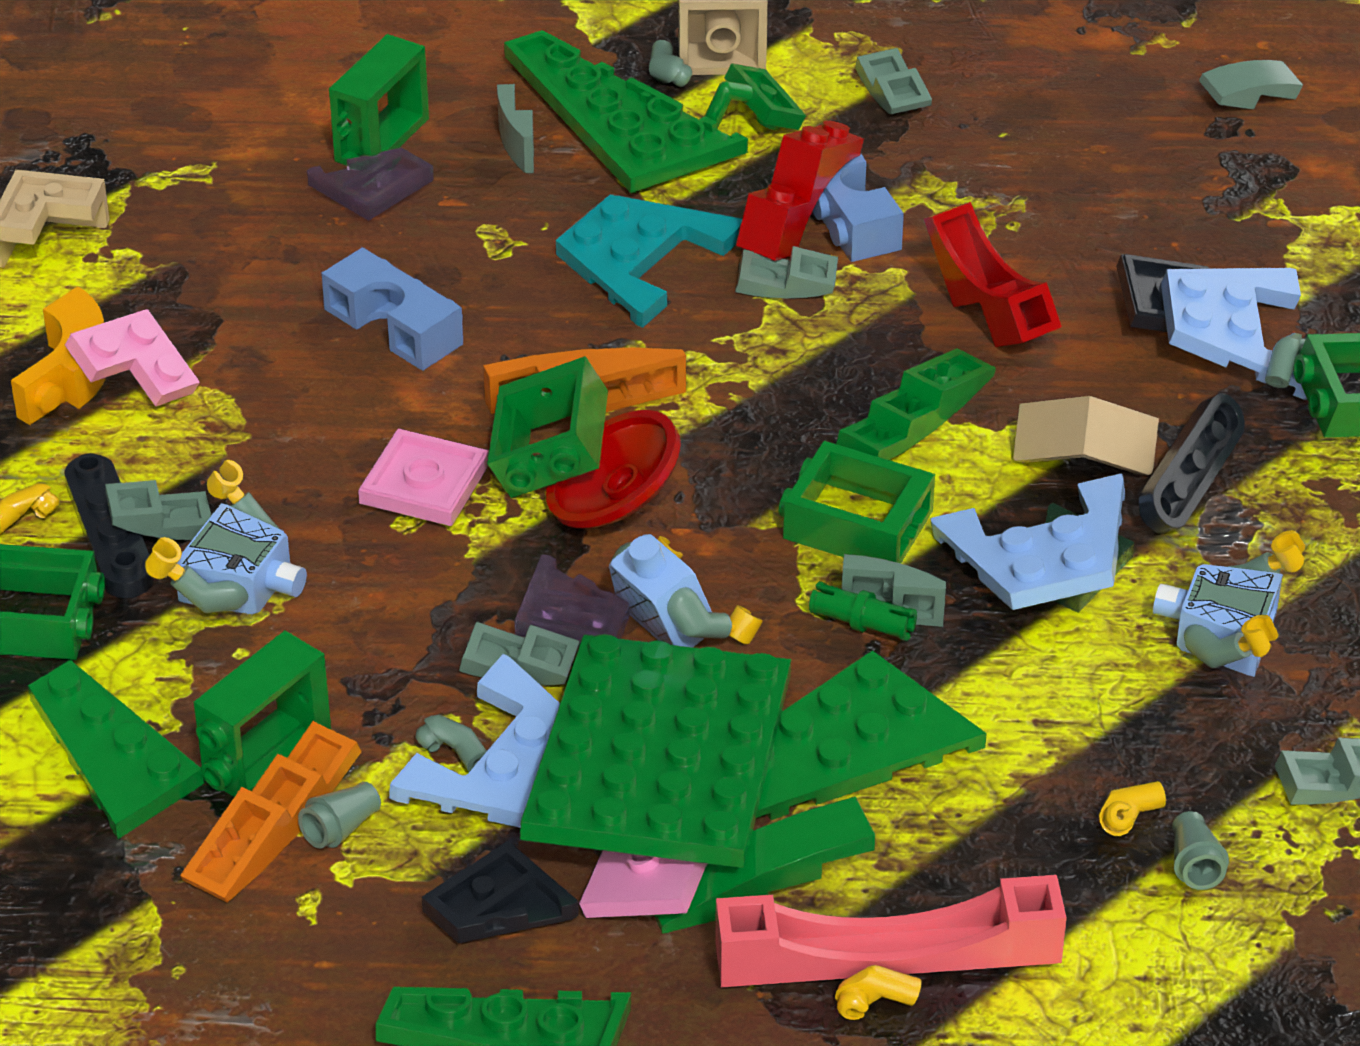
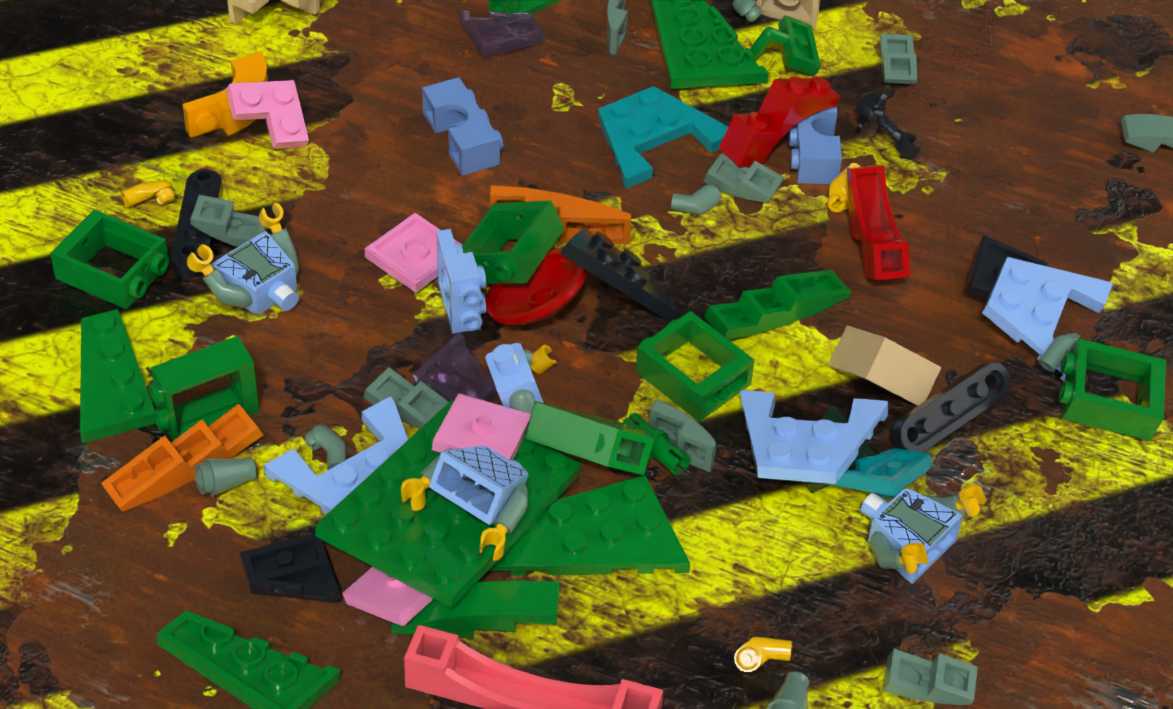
camera: 20 degrees right, 5 degrees up
(513, 493) = (459, 284): none -> light blue plate
(656, 656) = (481, 423): none -> bright pink plate
(708, 707) = (480, 484): none -> light blue torso
(711, 418) = (619, 269): none -> black wing
(746, 318) = (697, 203): none -> sand green arm
(791, 621) = (591, 437): none -> green slope
(902, 145) = (873, 109): none -> black piece
(916, 252) = (838, 191): none -> yellow arm
(1160, 556) = (886, 472): none -> teal wing

